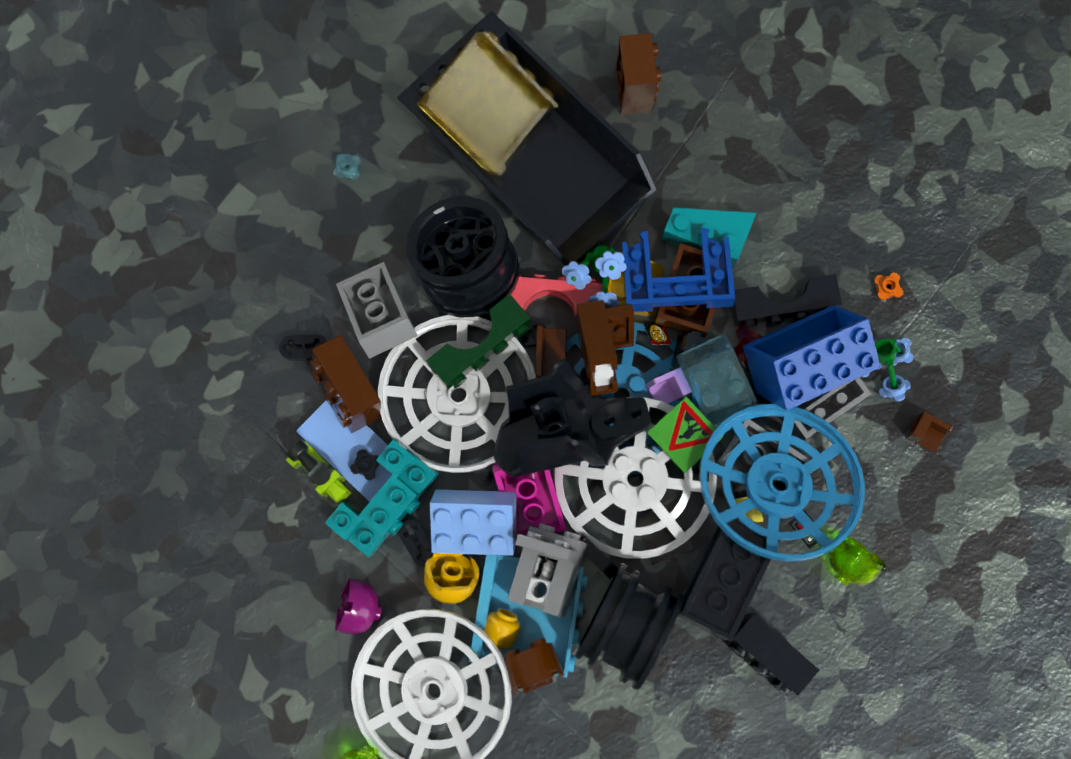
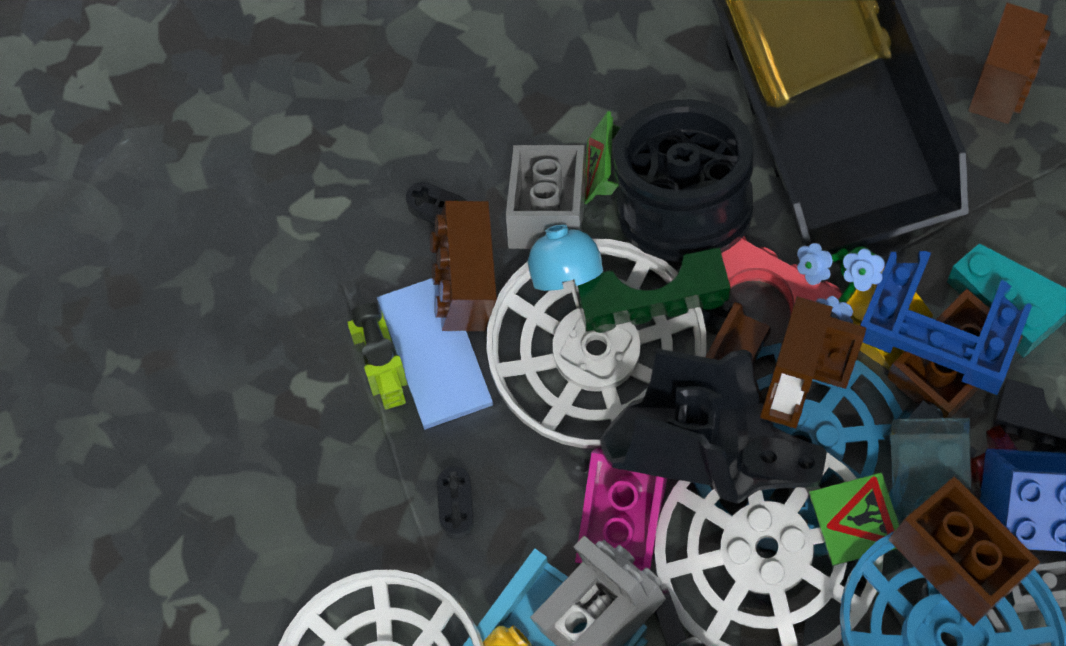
camera: 30 degrees right, 10 degrees down
(346, 159) = (597, 12): clear light blue plate -> none
(357, 608) = (342, 540): magenta cylinder -> none
(358, 466) = (440, 364): black plate -> none
(390, 504) = (445, 434): teal bracket -> none
(397, 265) = (599, 159): none -> bright green piece
(411, 351) = (563, 257): none -> medium azure cylinder
(450, 577) = (474, 557): yellow cylinder -> none
(473, 522) = (536, 503): light blue brick -> none
(657, 334) = (884, 390): sticker -> none
(669, 387) = (865, 455): lavender panel -> none
(765, 426) = (963, 550): none -> reddish brown brick

